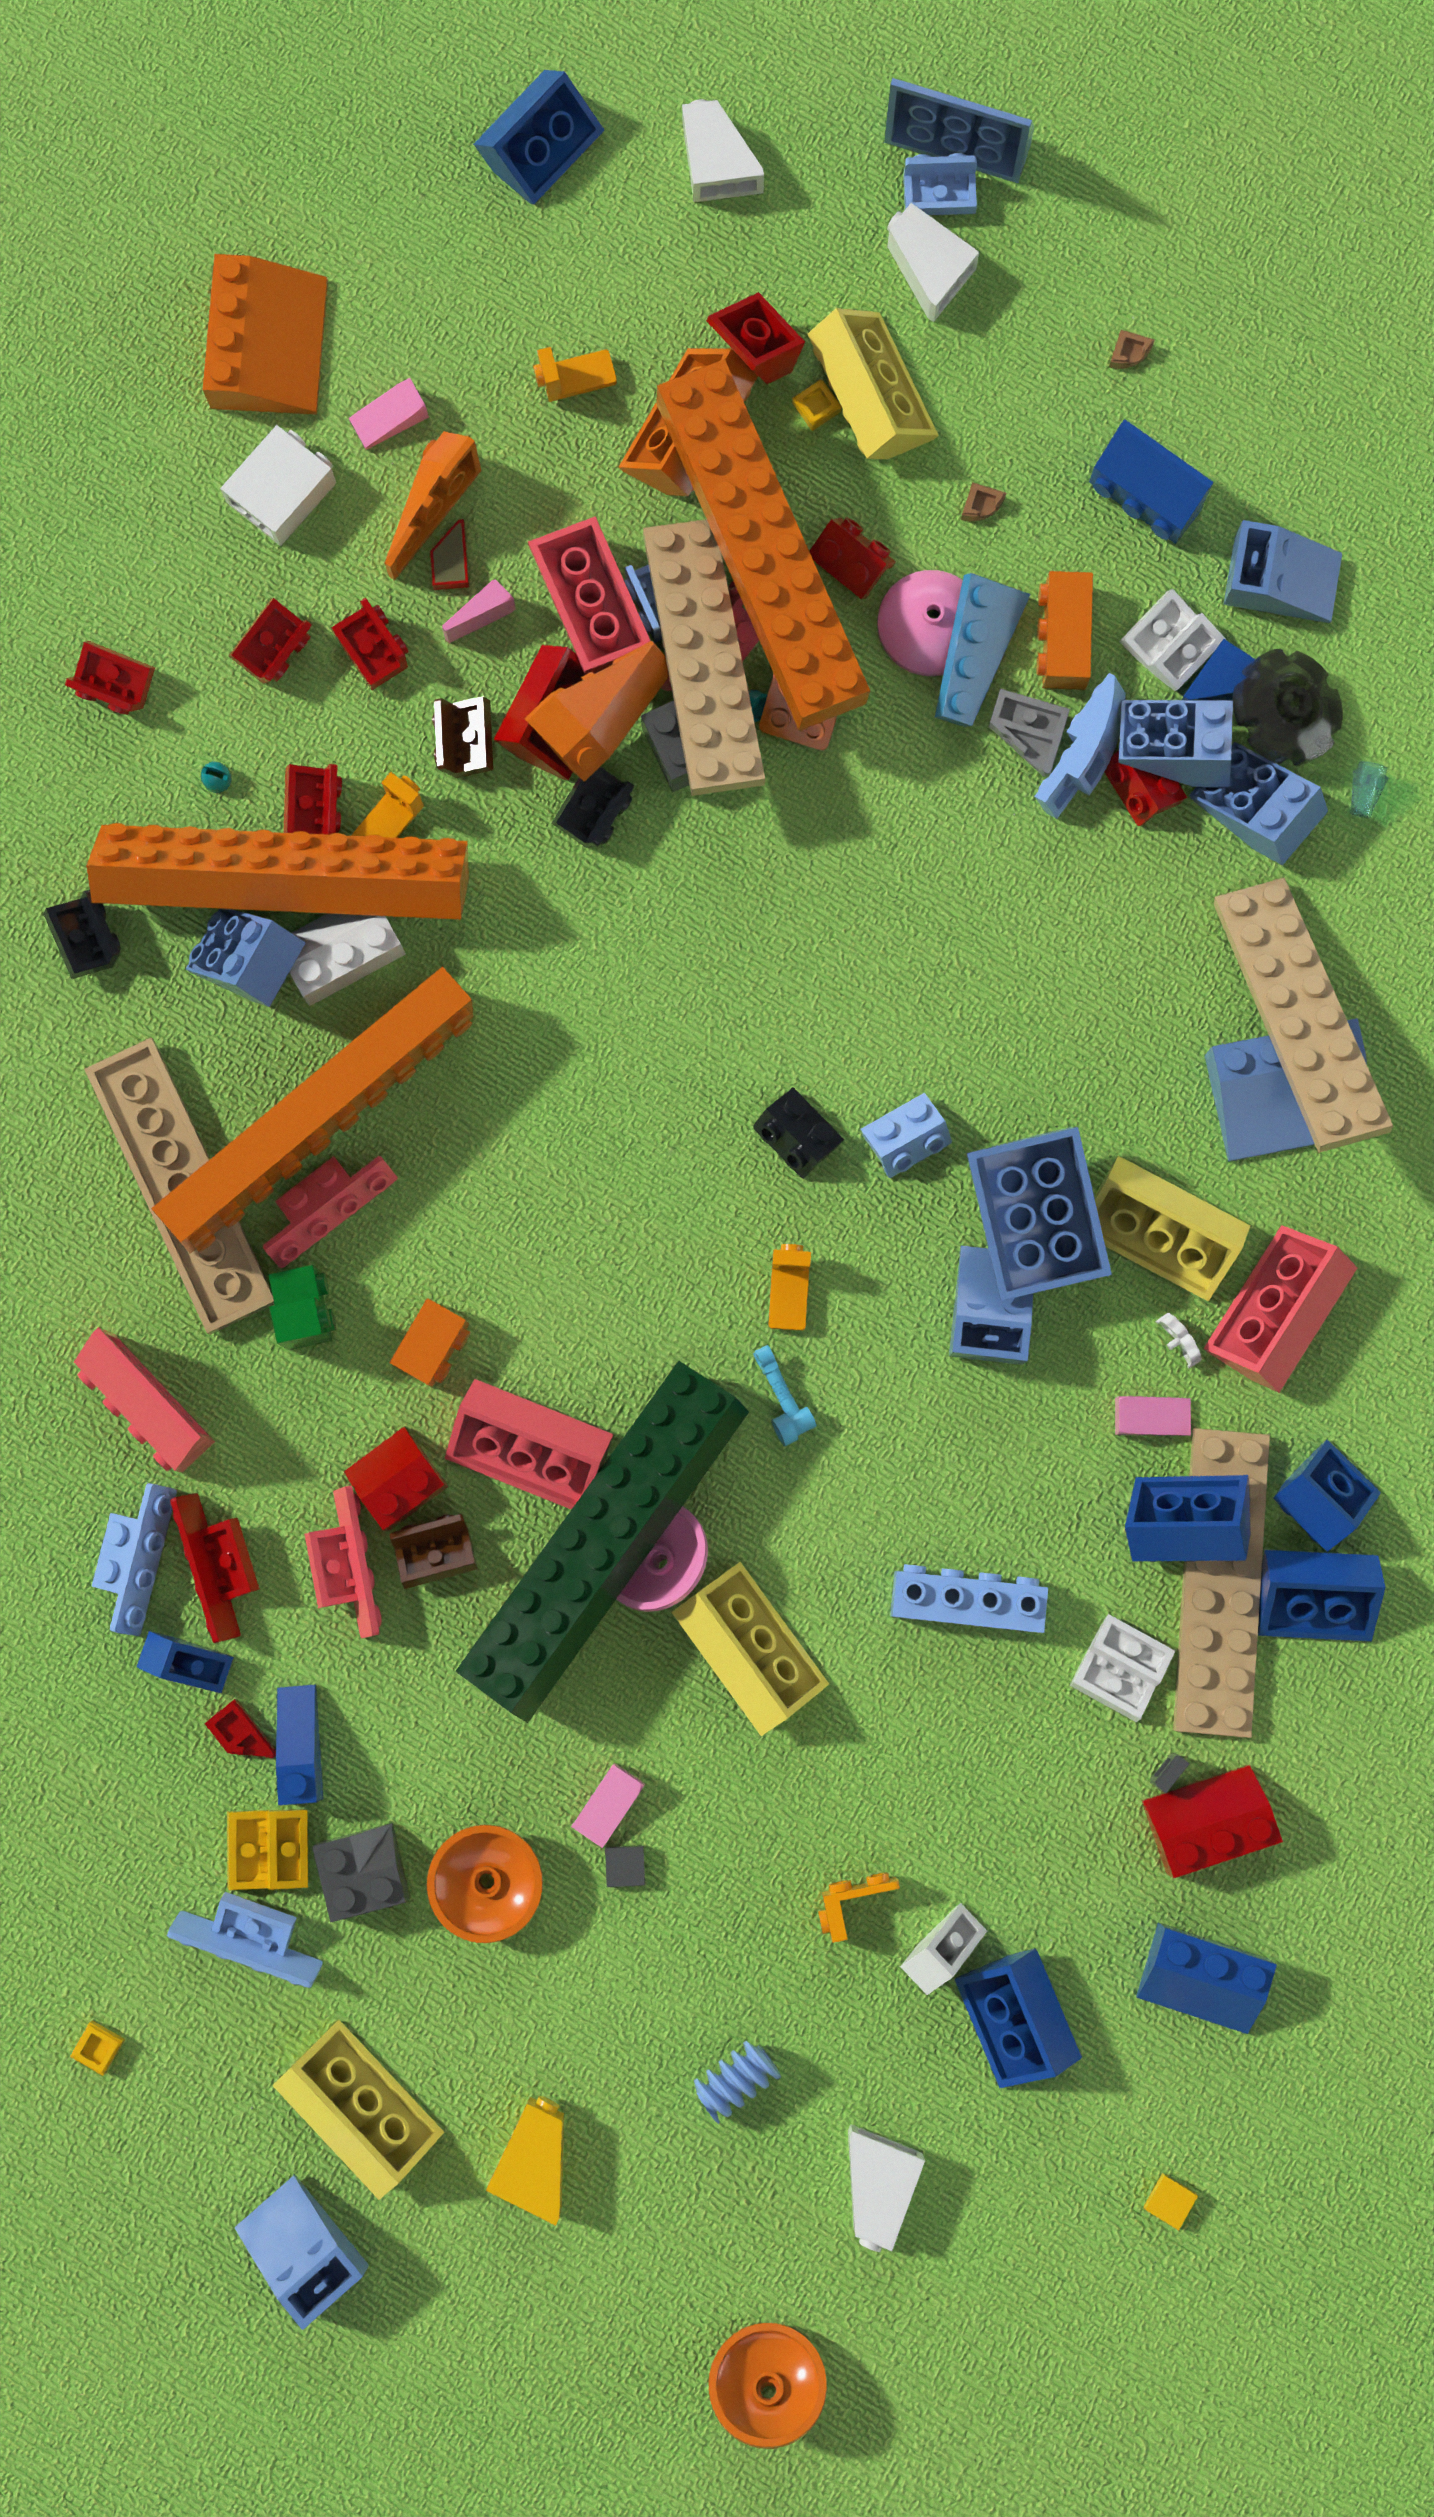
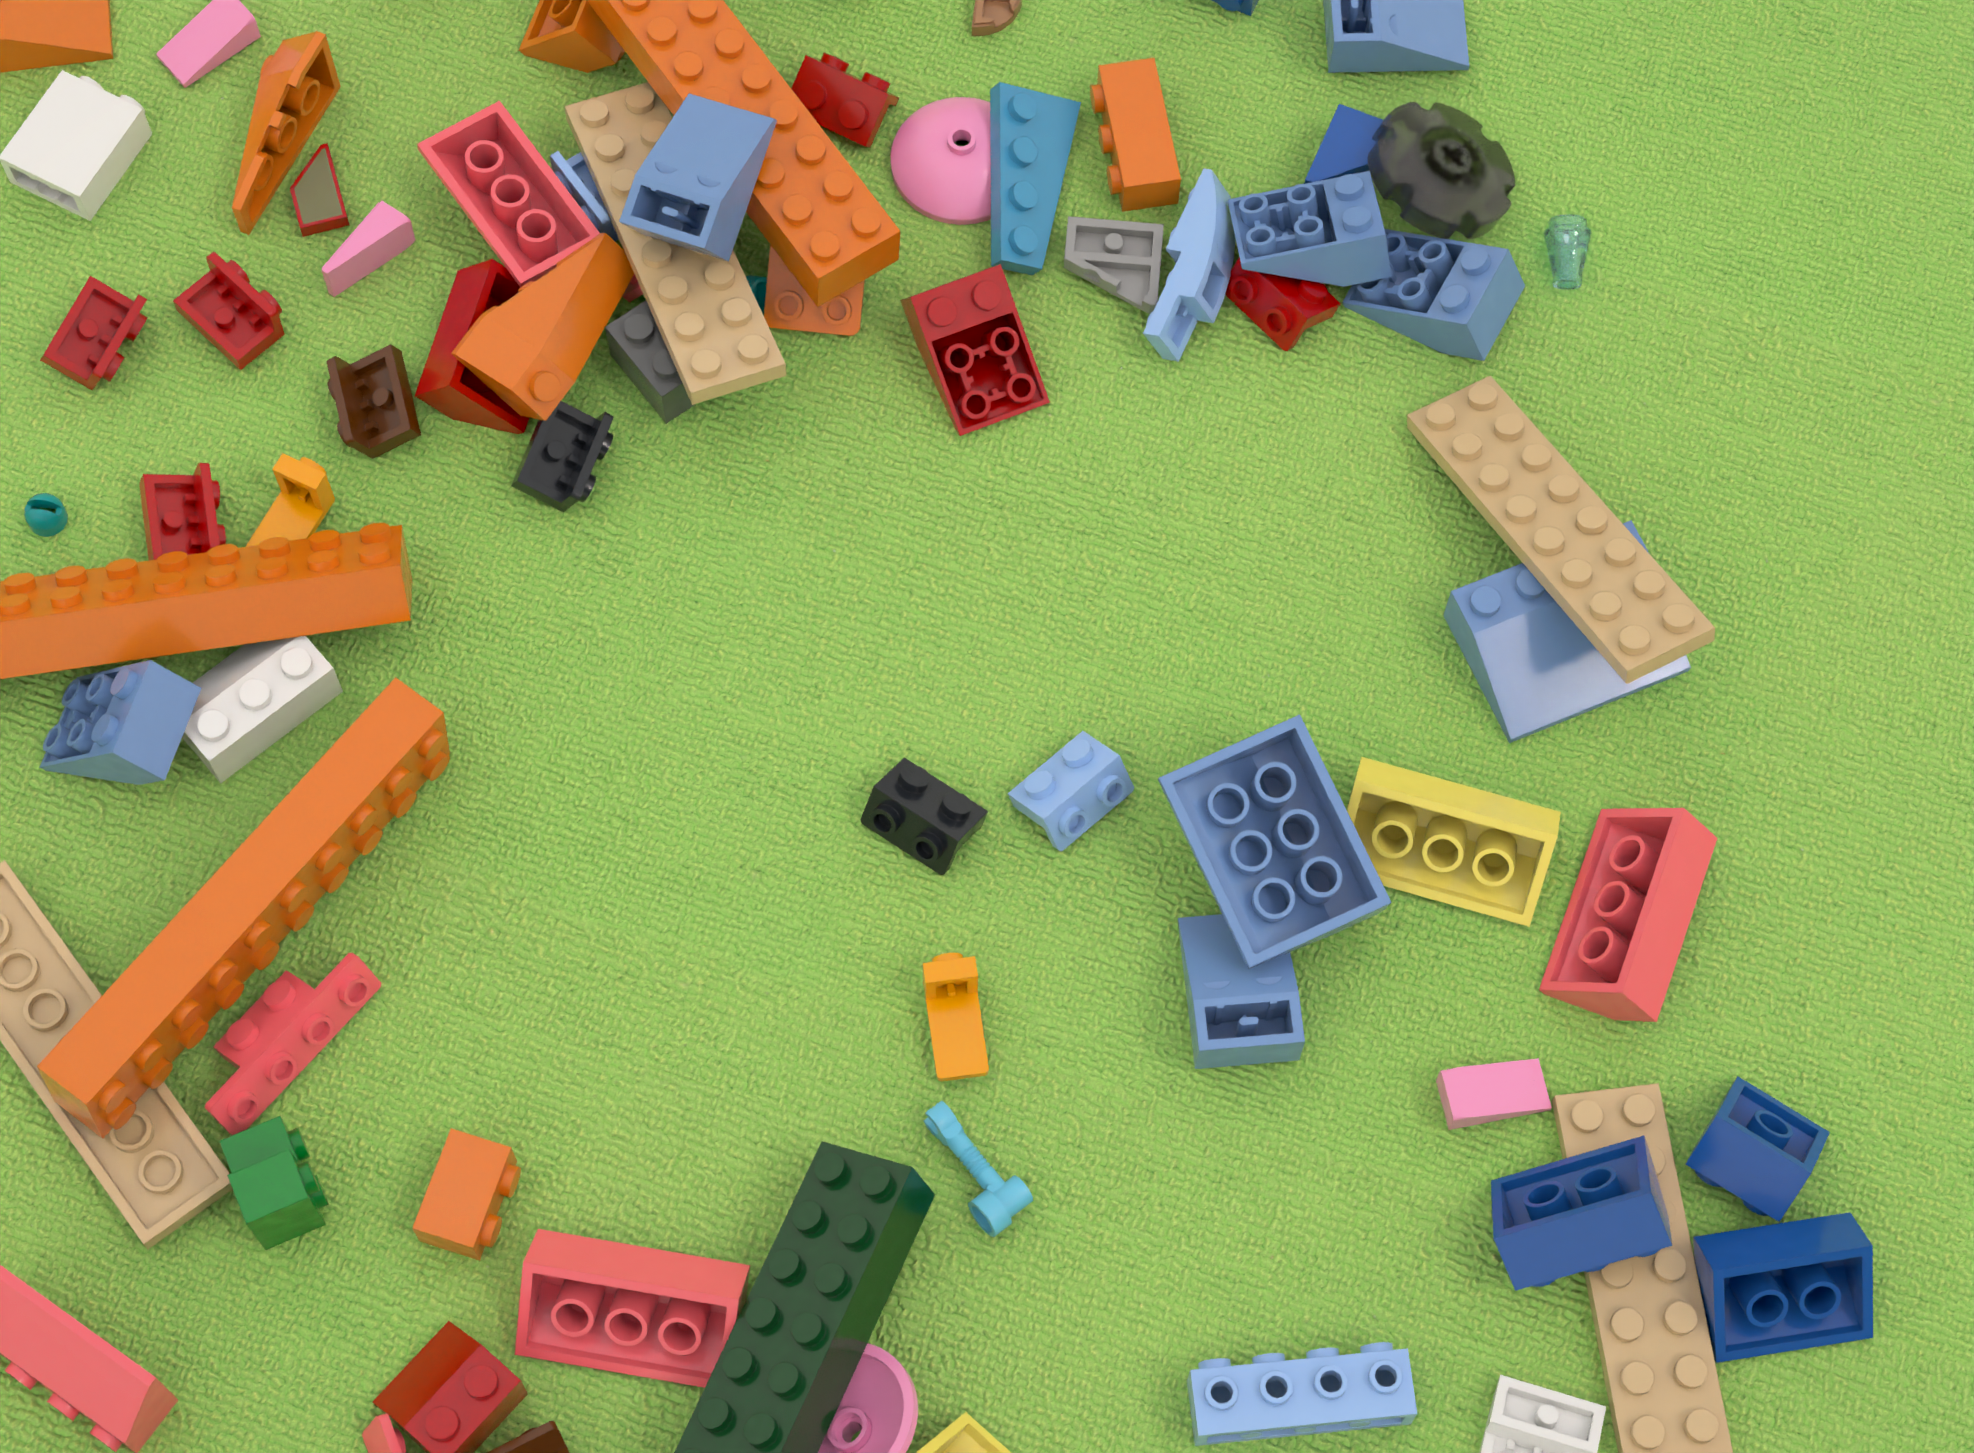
camera: 15 degrees left, 15 degrees down
(730, 621) = (700, 177): none -> medium blue slope
(909, 781) = (976, 349): none -> red slope
(1172, 640) = (1274, 124): white slope -> none
(1182, 1338) = (1505, 978): white piece -> none

